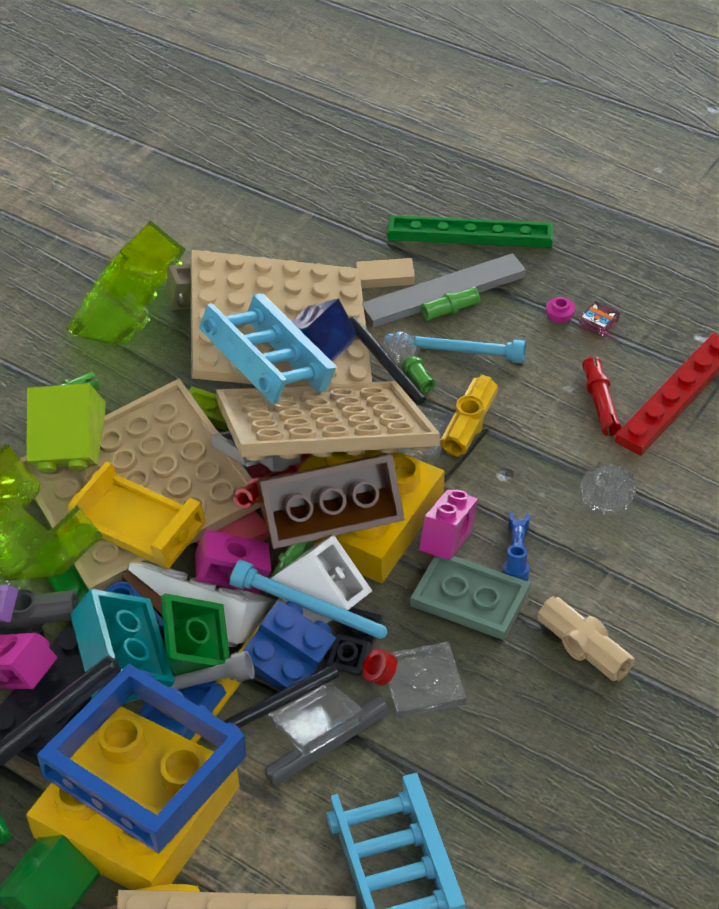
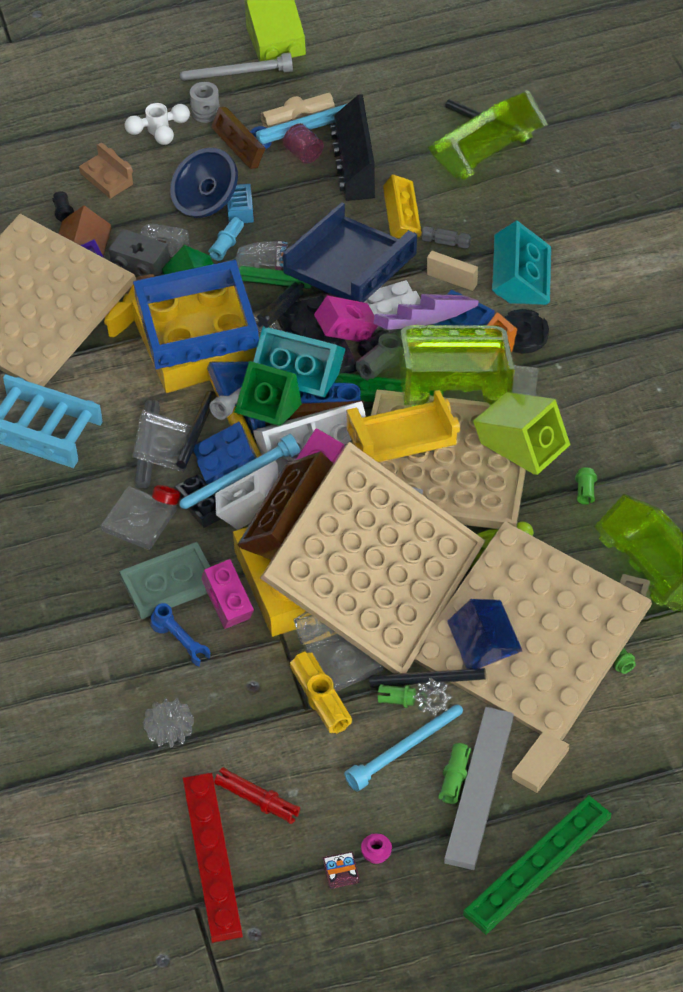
camera: 130 degrees right, 5 degrees up
(281, 334) = (462, 592): medium azure fence -> none
(585, 638) = (71, 613): tan piece -> none

